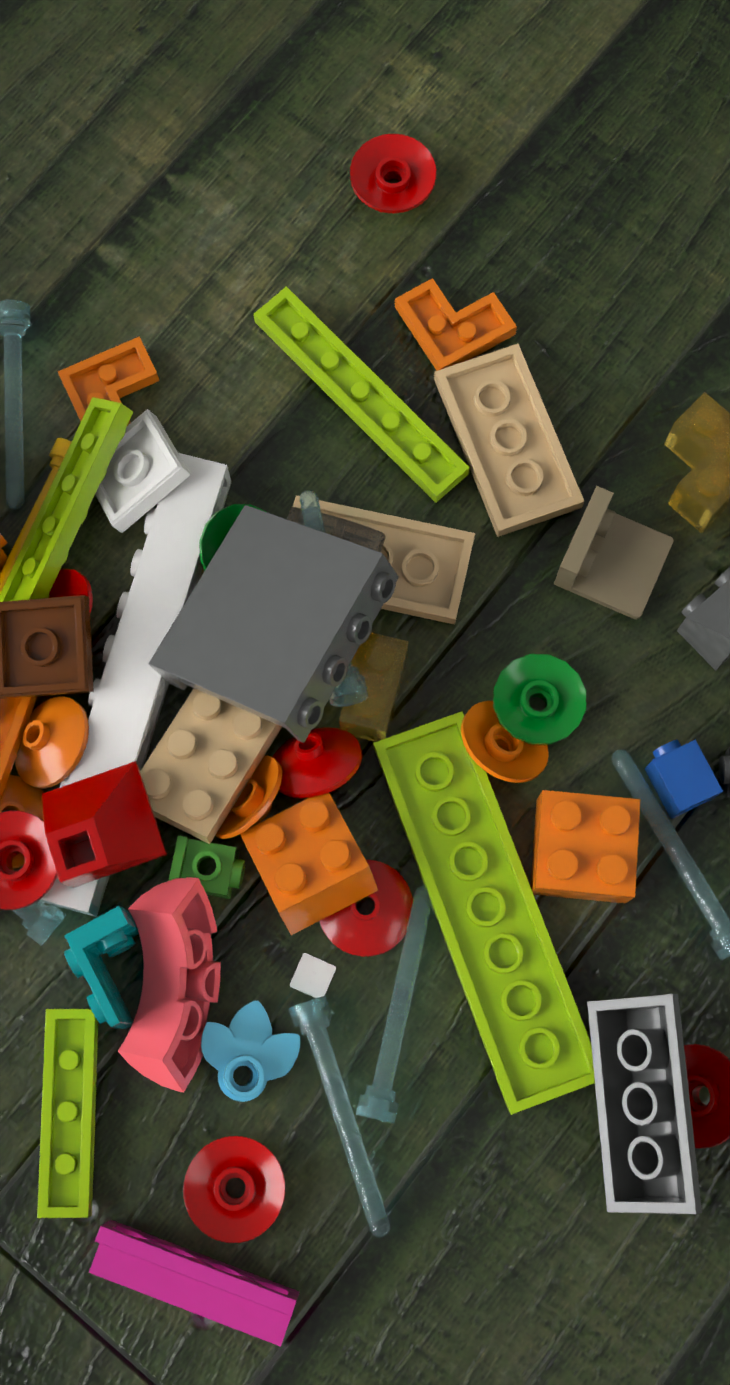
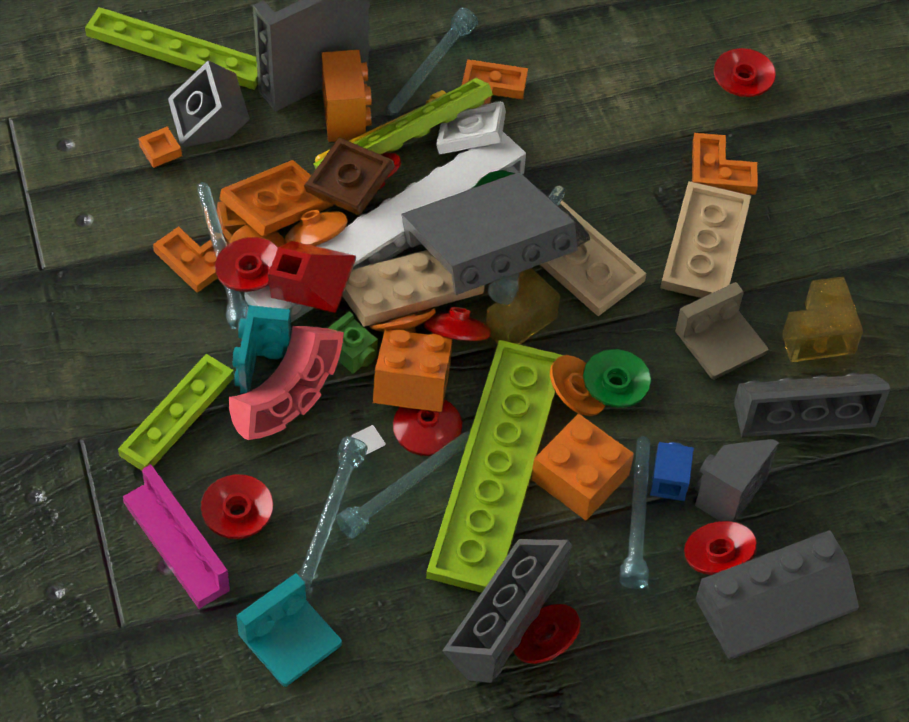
camera: 30 degrees right, 20 degrees down
(251, 1045) = (303, 446): medium azure plate -> none
(361, 394) = (636, 171): lime plate -> none
(417, 1311) = (287, 631): none -> teal bracket

